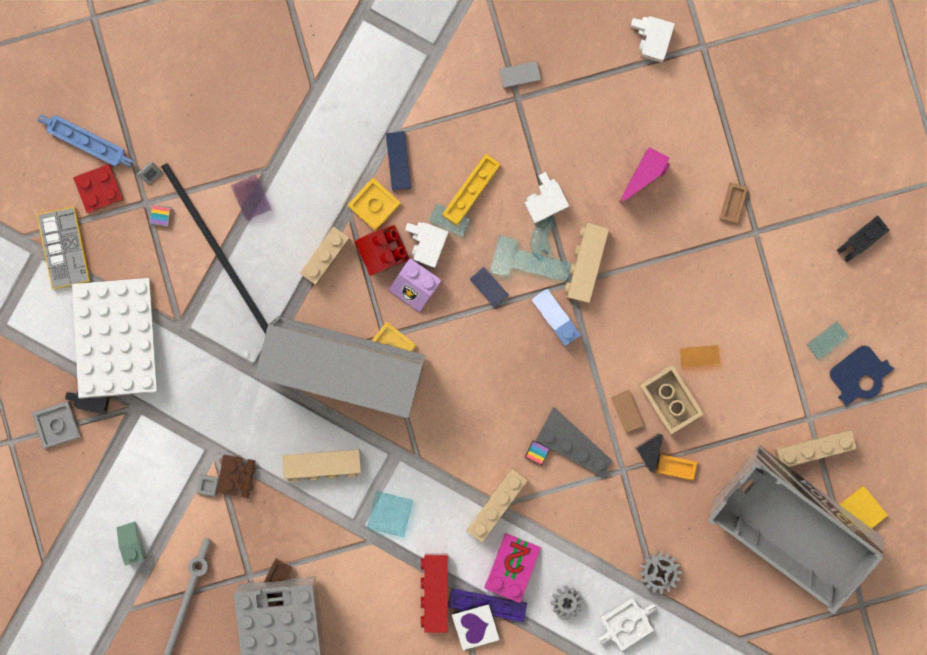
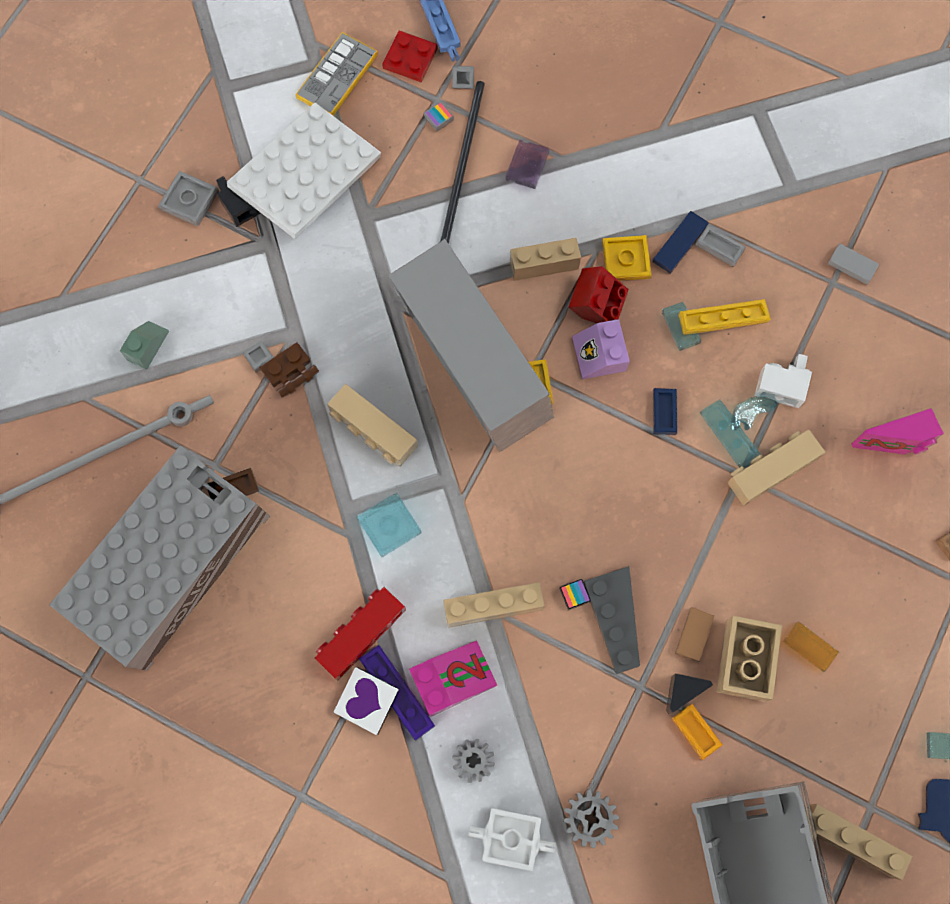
camera: 45 degrees right, 15 degrees down
(425, 139) = (720, 245): none -> light grey tile
(430, 245) = (647, 327): white hinge -> none
(503, 256) = (702, 396): clear light blue tile -> none
(556, 317) = (703, 491): slope -> none

